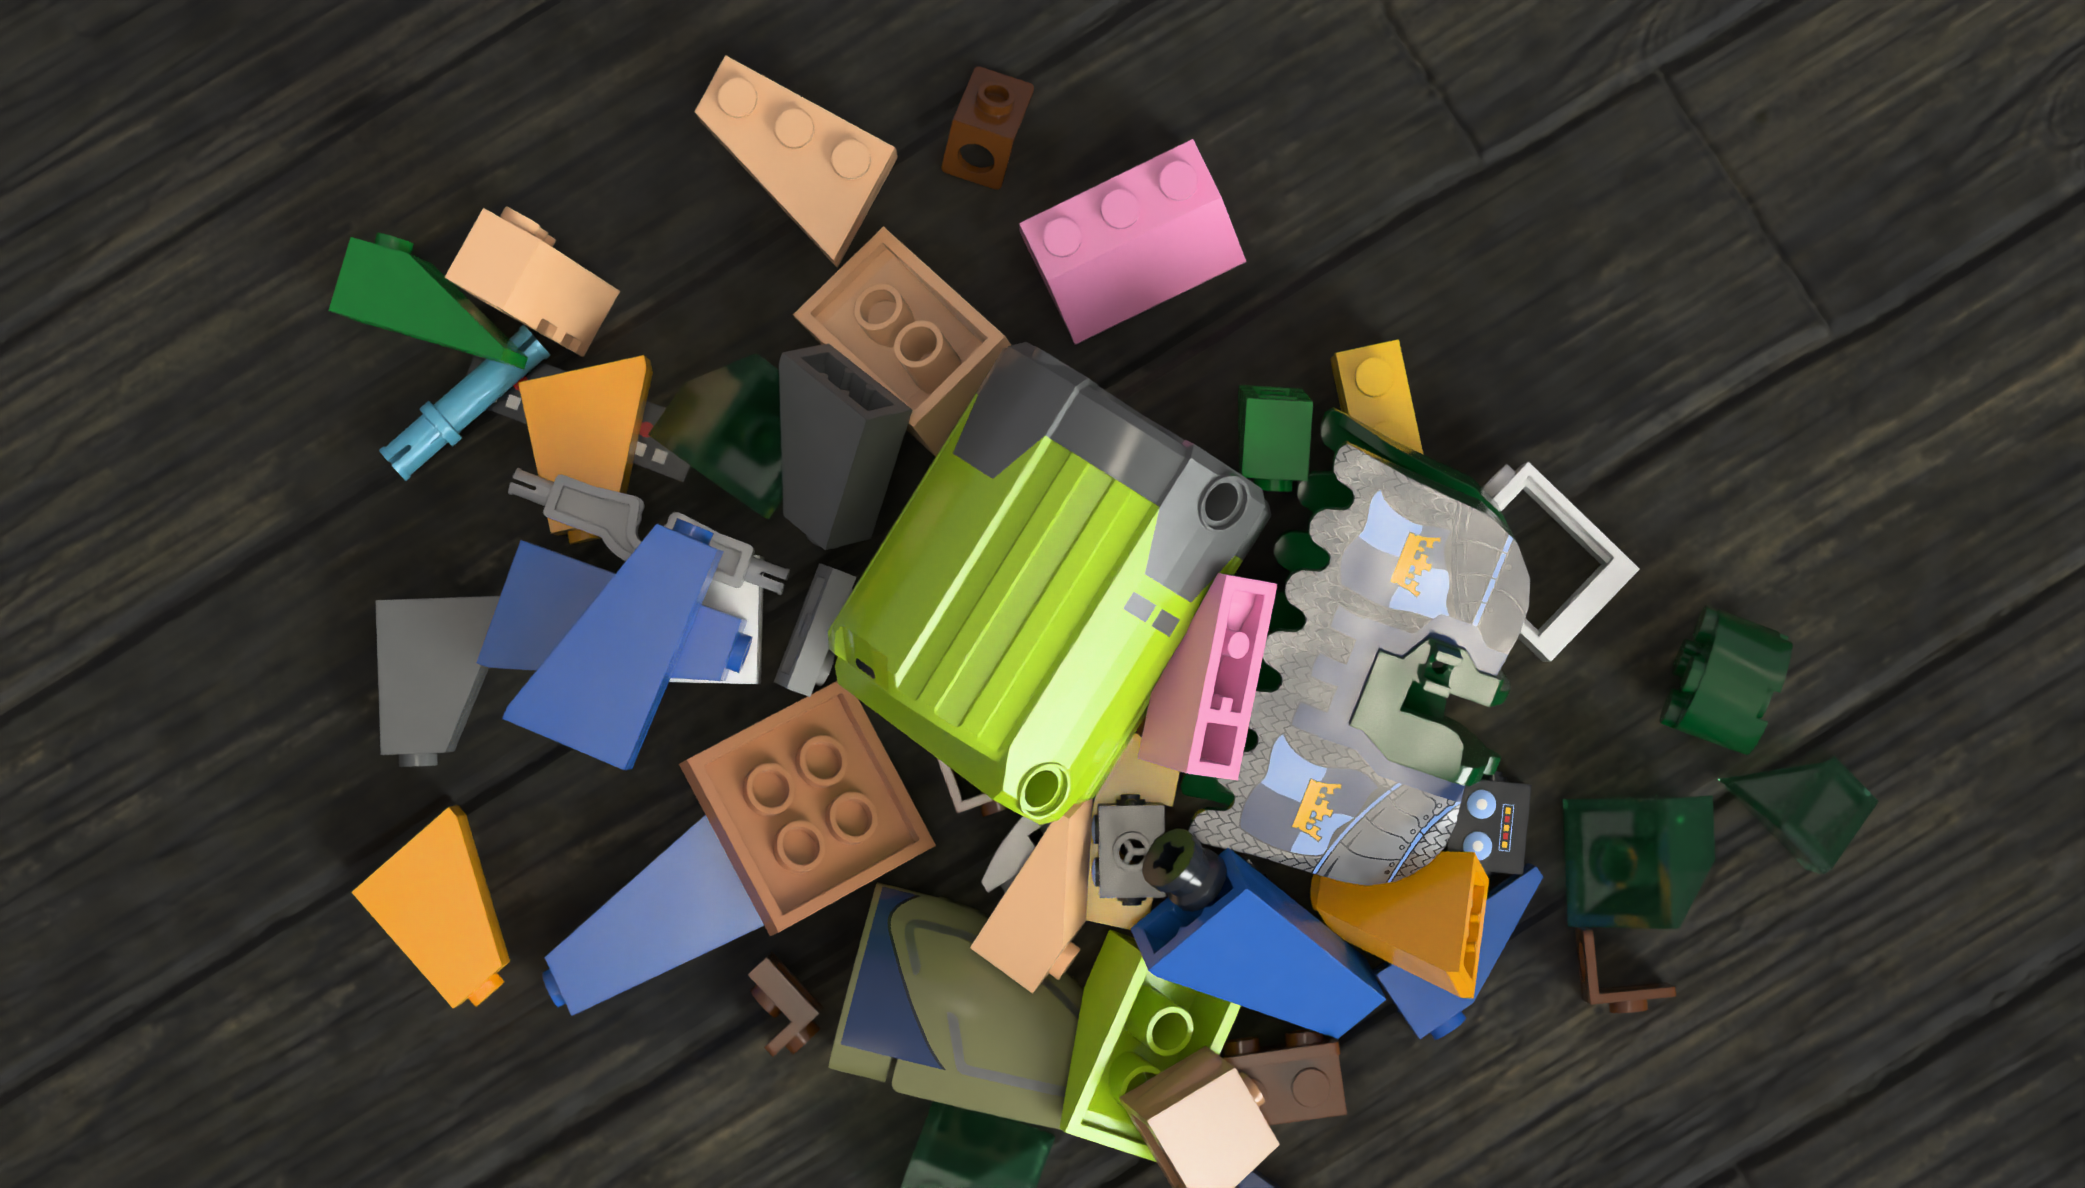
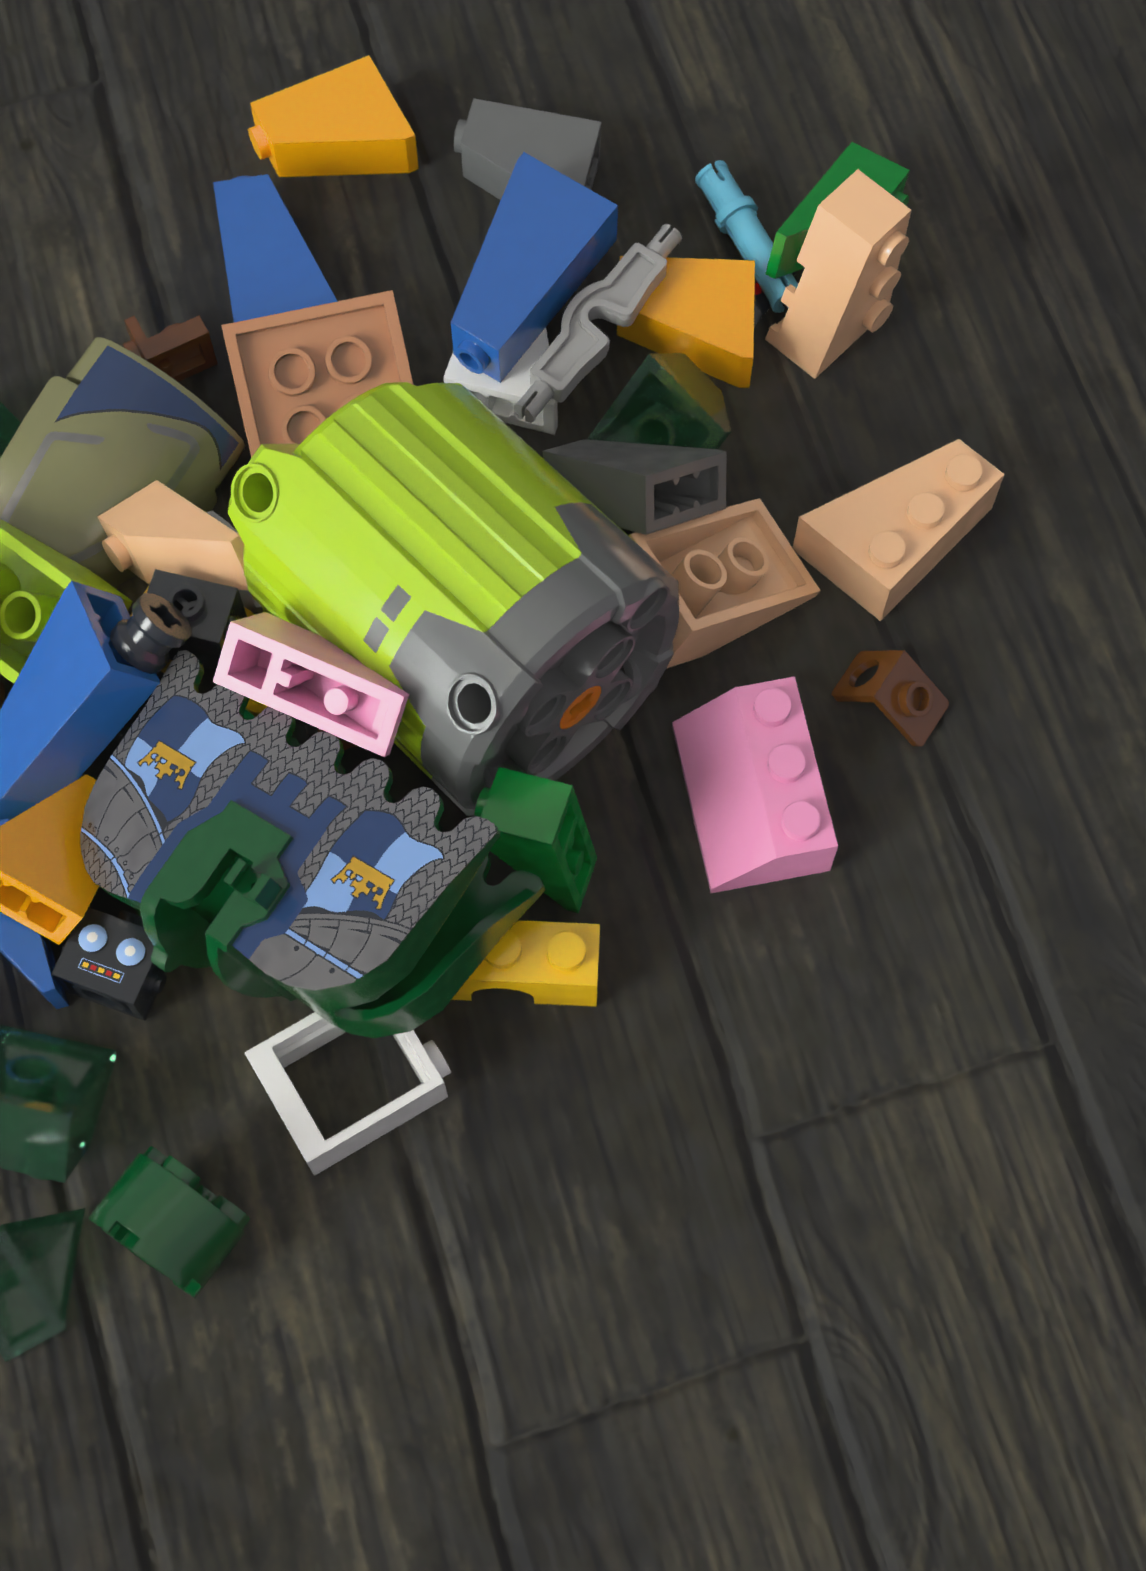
camera: 105 degrees right, 20 degrees down
(619, 656) = (498, 243): blue slope -> none

